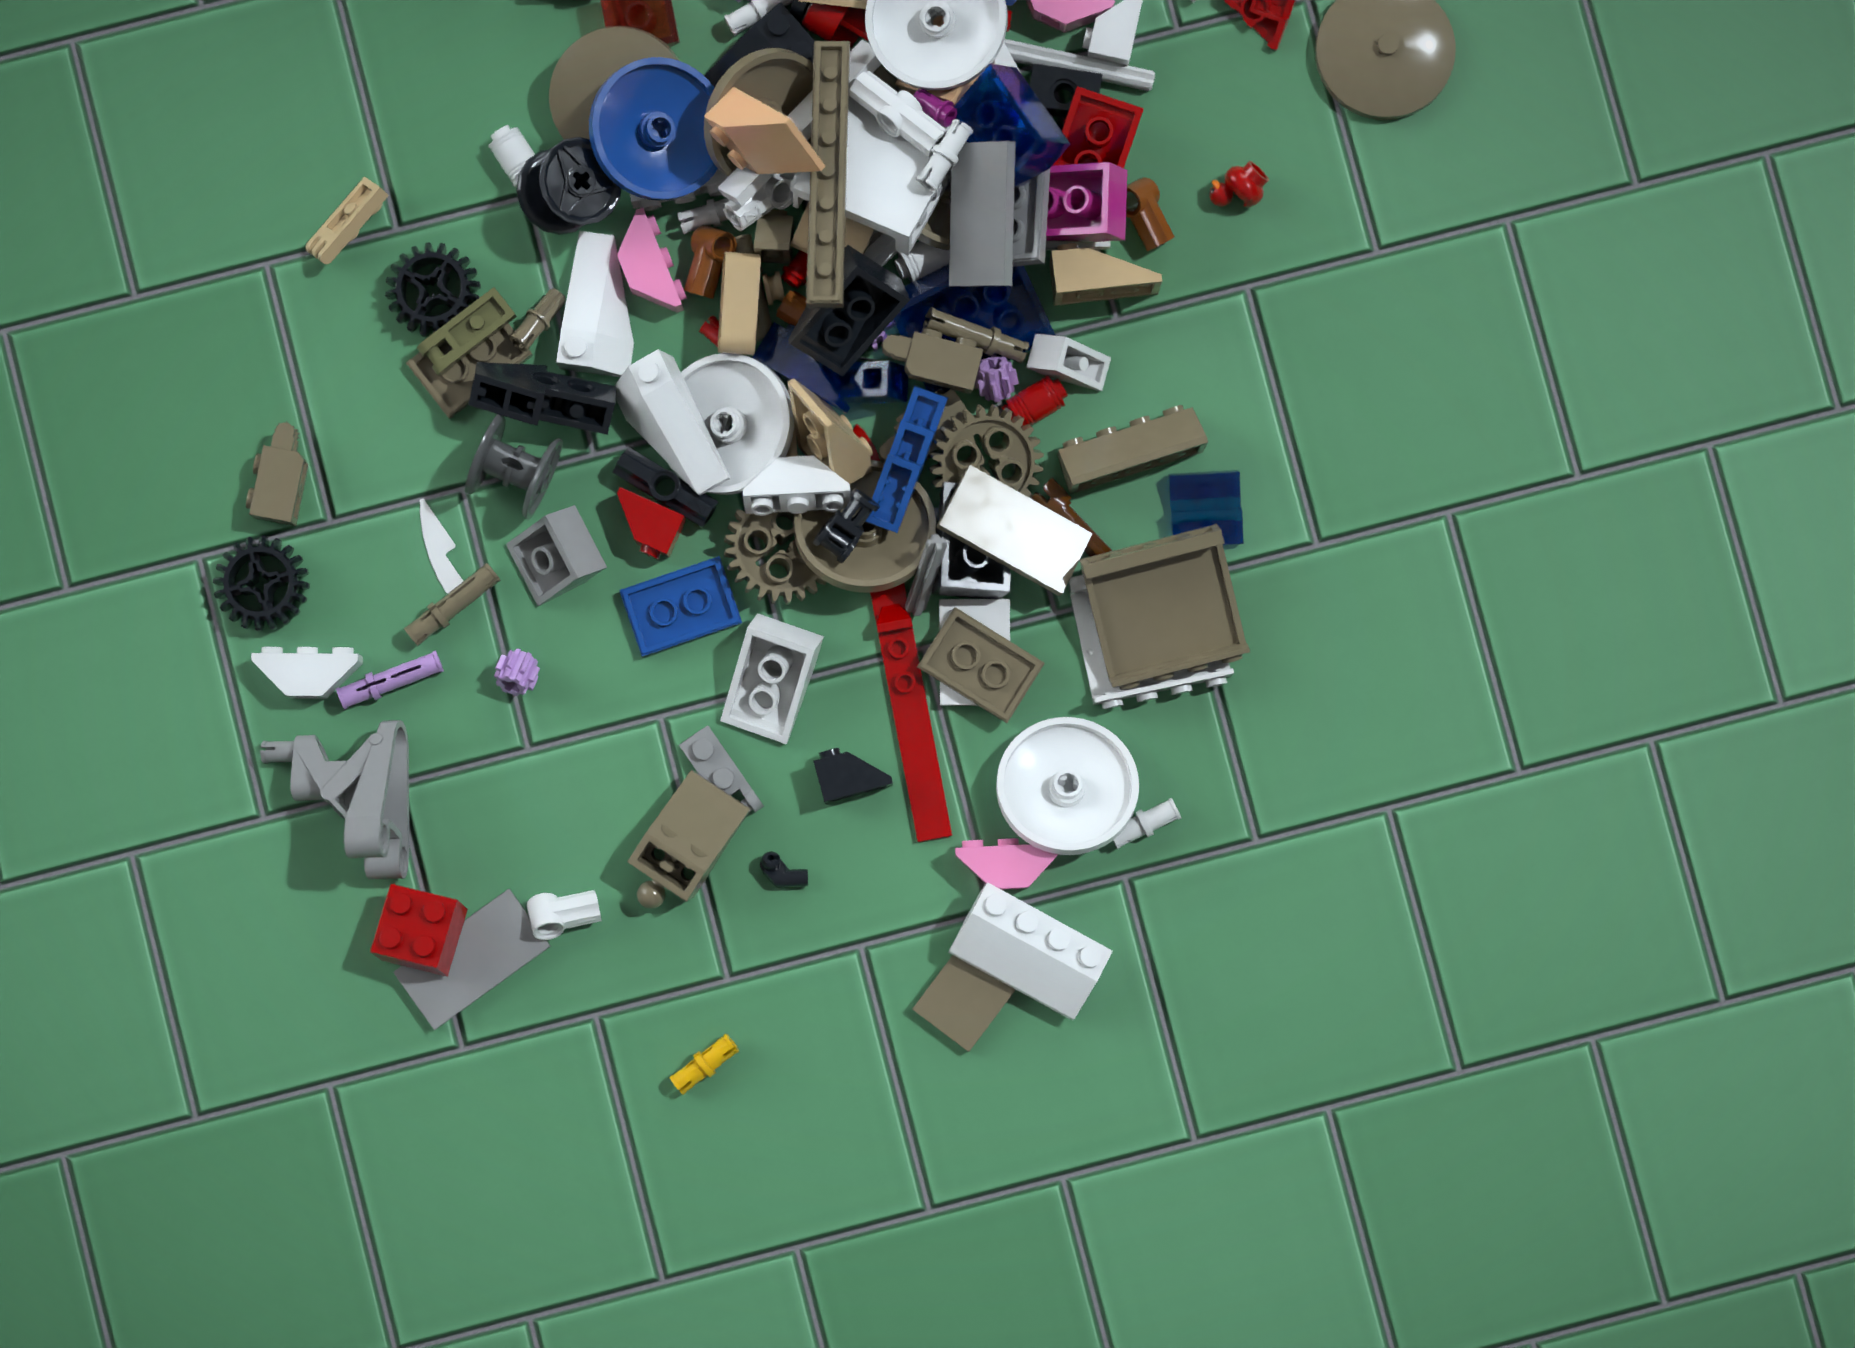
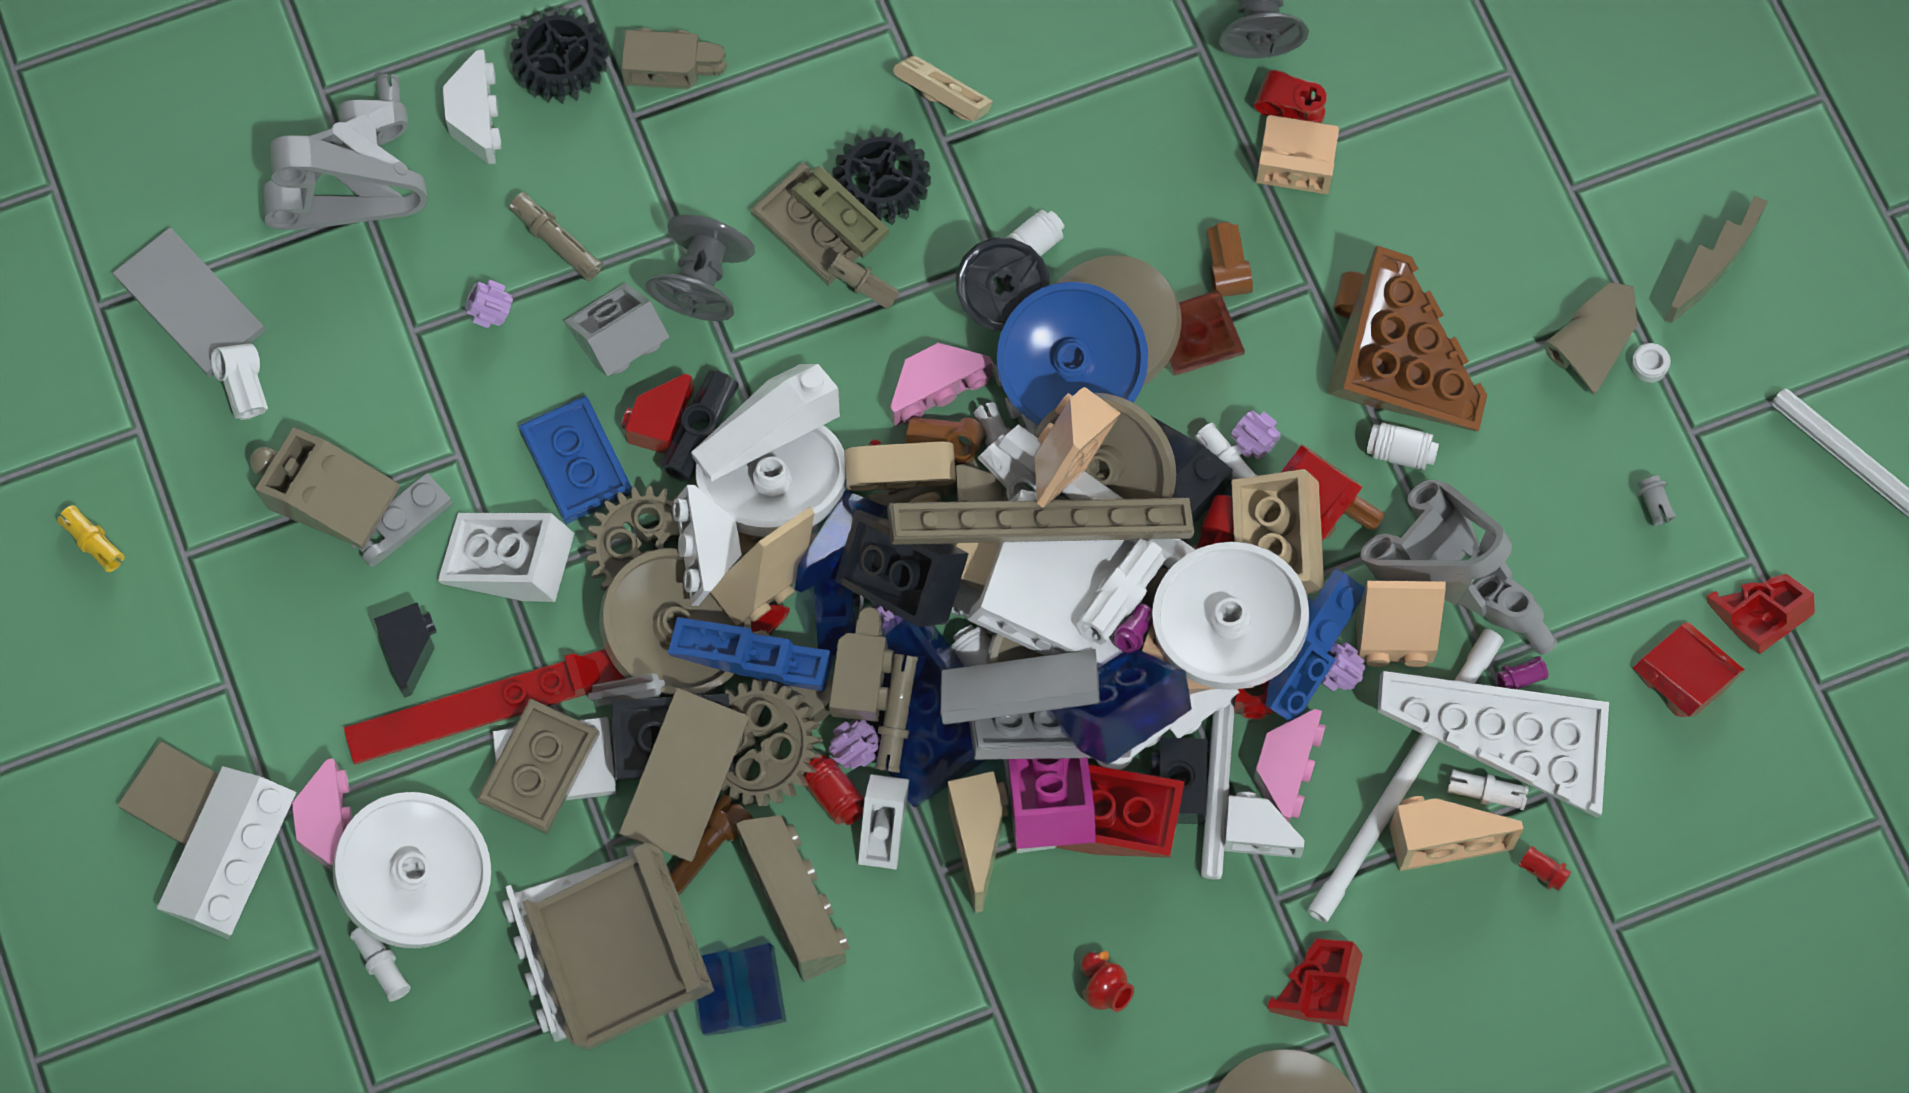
camera: 85 degrees right, 15 degrees down
(388, 680) = (465, 175): lavender pin -> none
(419, 930) = (210, 240): red brick -> none
(438, 545) = (618, 219): white sticker -> none
(534, 394) = (780, 281): black brick -> none
(596, 317) = (876, 335): white wedge -> none
(780, 874) = (298, 591): black arm -> none
(843, 530) = (664, 595): black connector -> none
(944, 155) = (1078, 637): white pin -> none
(1146, 214) = (1068, 876): dark orange piece -> none

